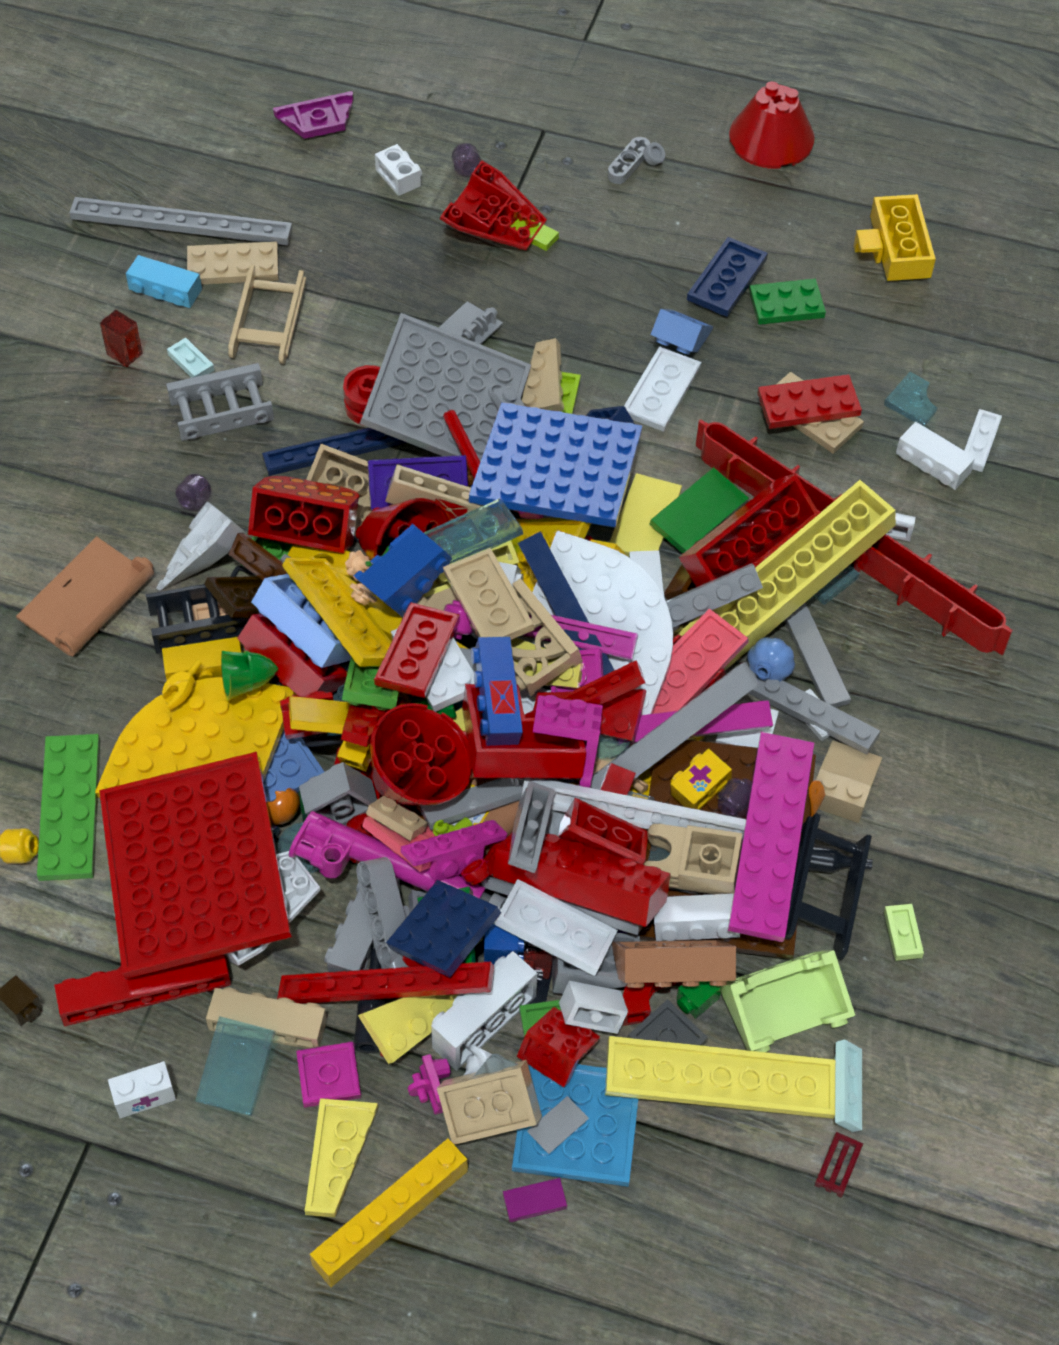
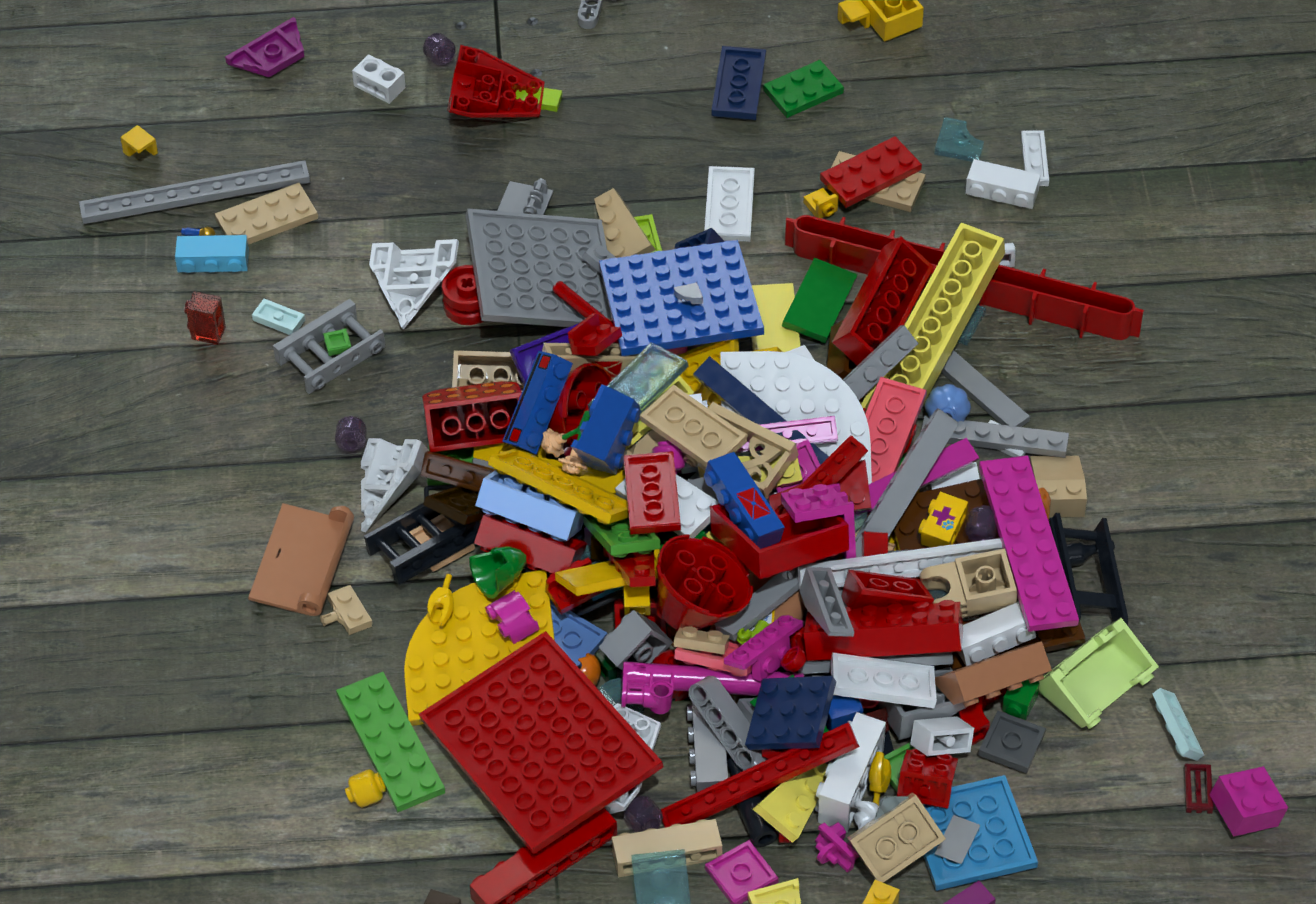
camera: 20 degrees left, 5 degrees down
(99, 661) = (347, 610): none -> tan plate
(154, 158) = (138, 140): none -> yellow panel
(158, 256) = (207, 231): none -> piece
(208, 652) = (425, 580): yellow brick -> none
(225, 399) = (336, 341): none -> bright green tile
(235, 725) = (513, 616): none -> dark pink cylinder
(261, 975) = (643, 814): none -> clear purple head
(280, 339) = (331, 275): tan piece -> none
(303, 454) = (441, 363): dark blue tile -> none
(325, 358) = (411, 275): none -> white wedge
(360, 520) = (537, 402): none -> blue brick
(445, 473) = (592, 338): none -> red bracket
(511, 1025) = (879, 776): none -> yellow hand
(562, 462) = (689, 292): none -> light grey tile
(680, 330) = (722, 146): medium blue slope -> none
(720, 1077) = (1072, 754): light yellow plate -> none
(749, 417) = (821, 203): none -> yellow bracket
(882, 1203) = (1248, 801): none -> dark pink brick
(903, 932) = (1164, 589): yellowish green plate -> none

